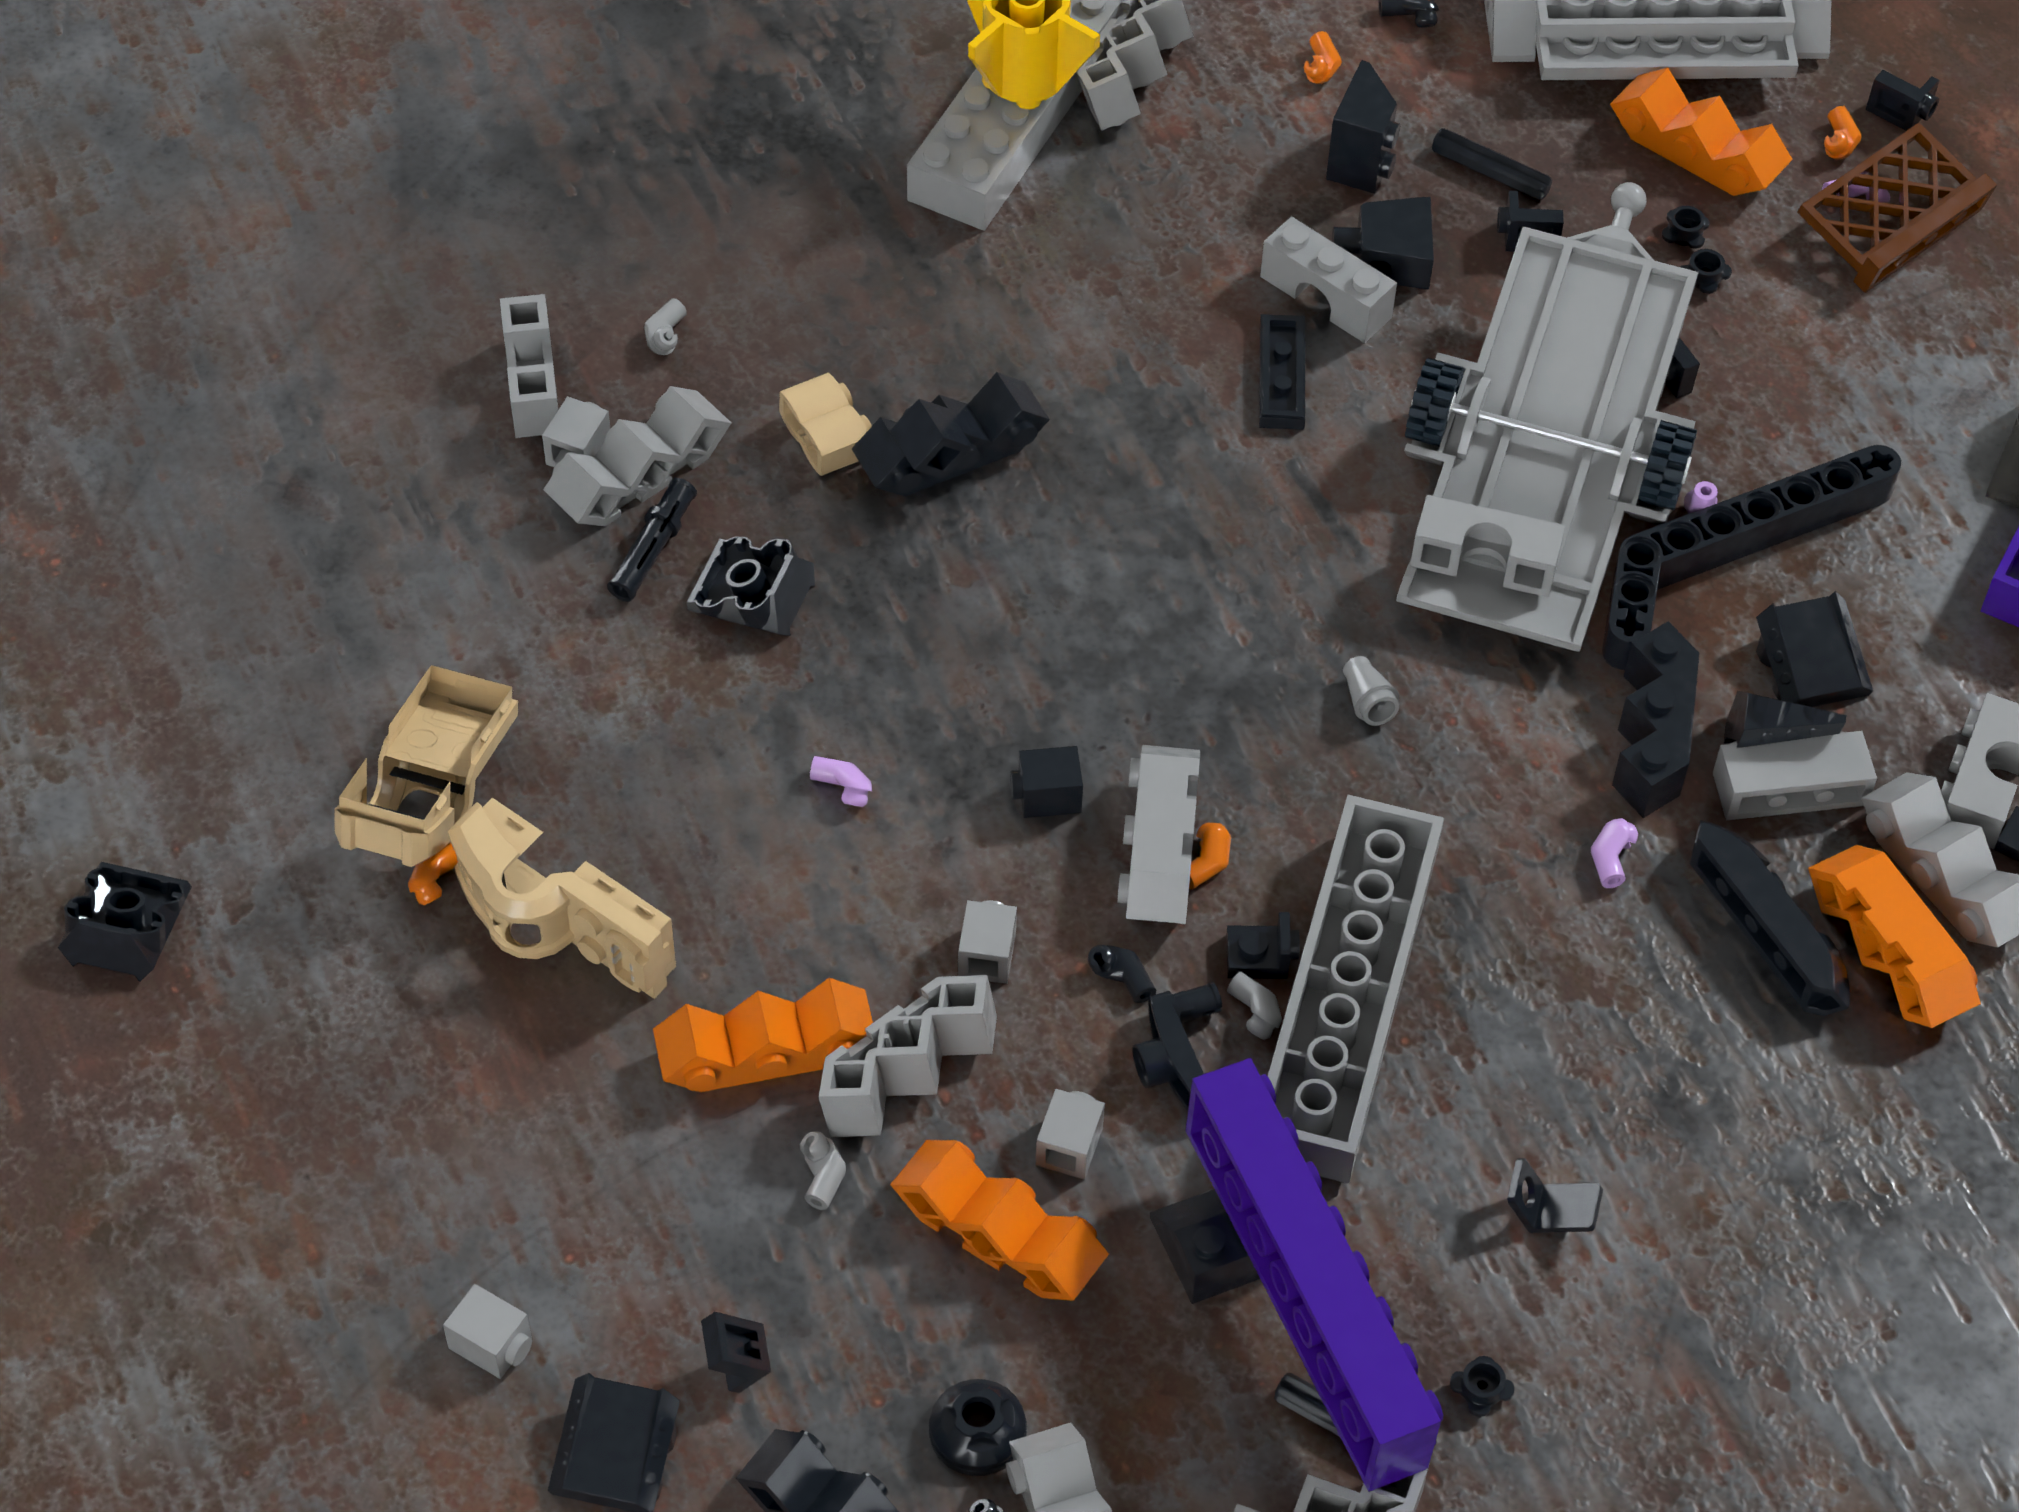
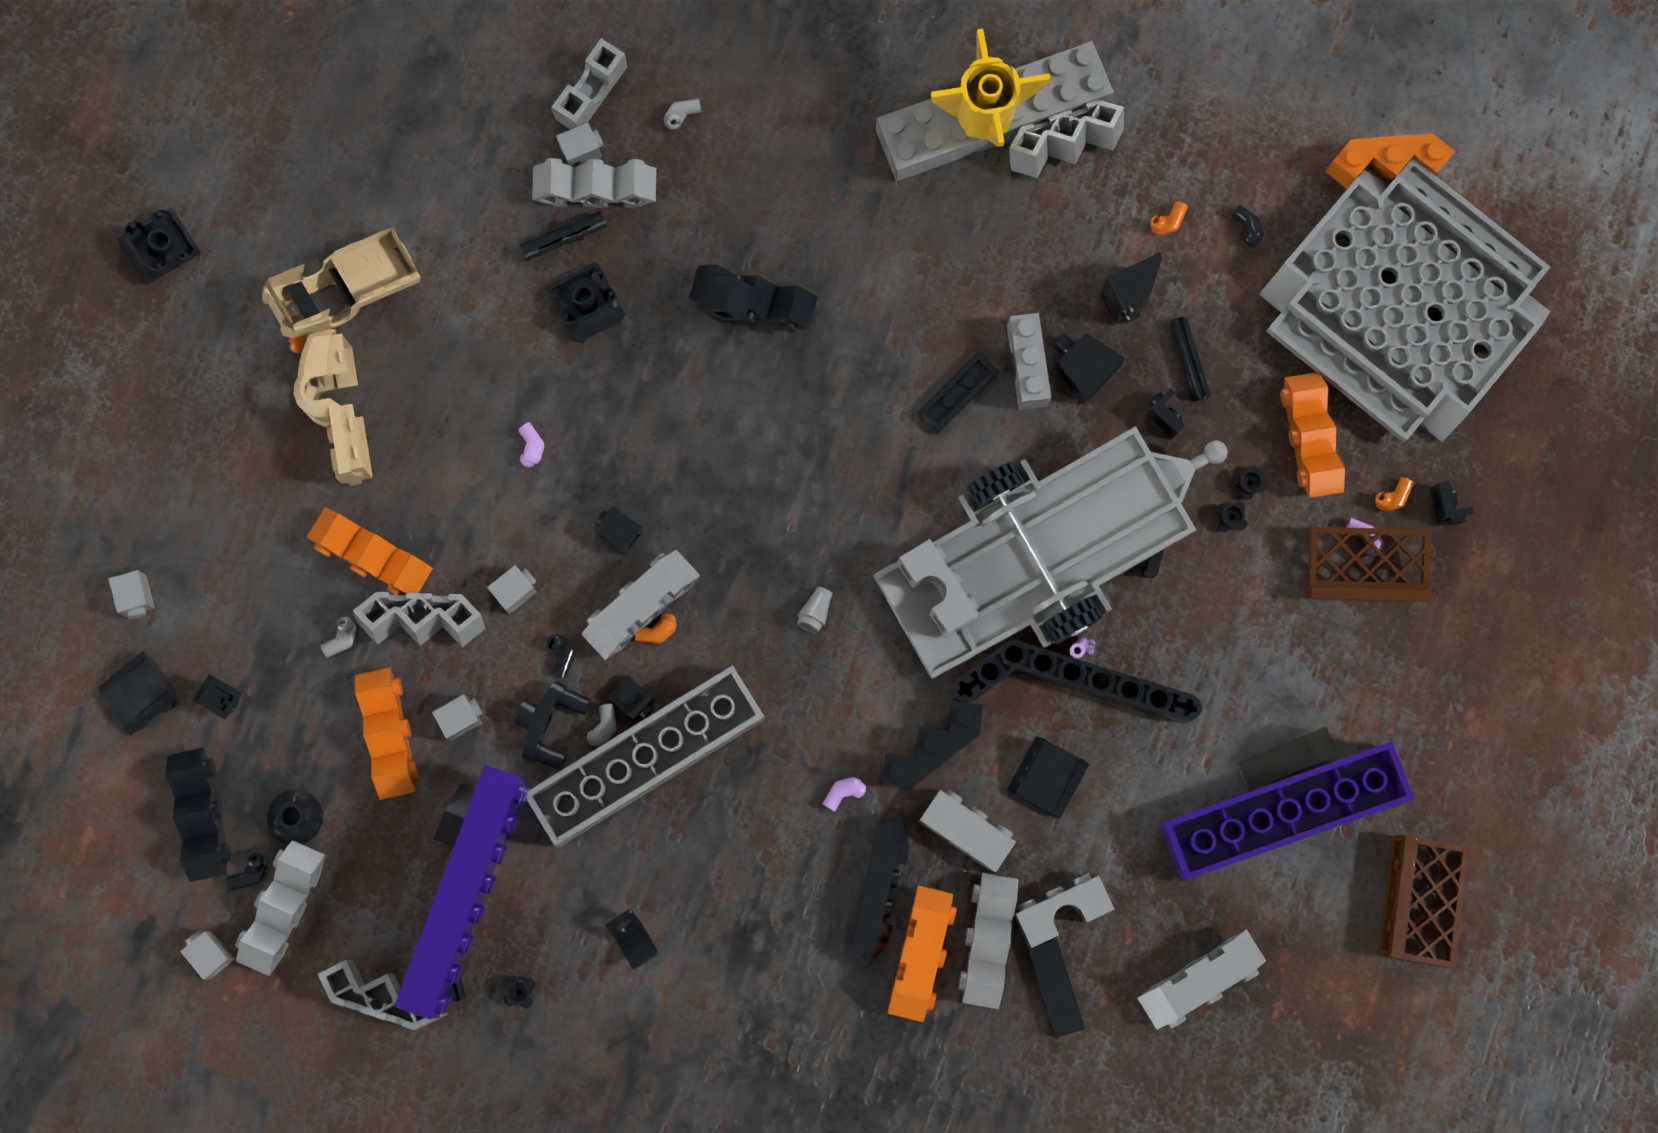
camera: 40 degrees right, 25 degrees up
(823, 422) = (703, 237): tan brick -> none
(1767, 720) = (986, 801): black slope -> none

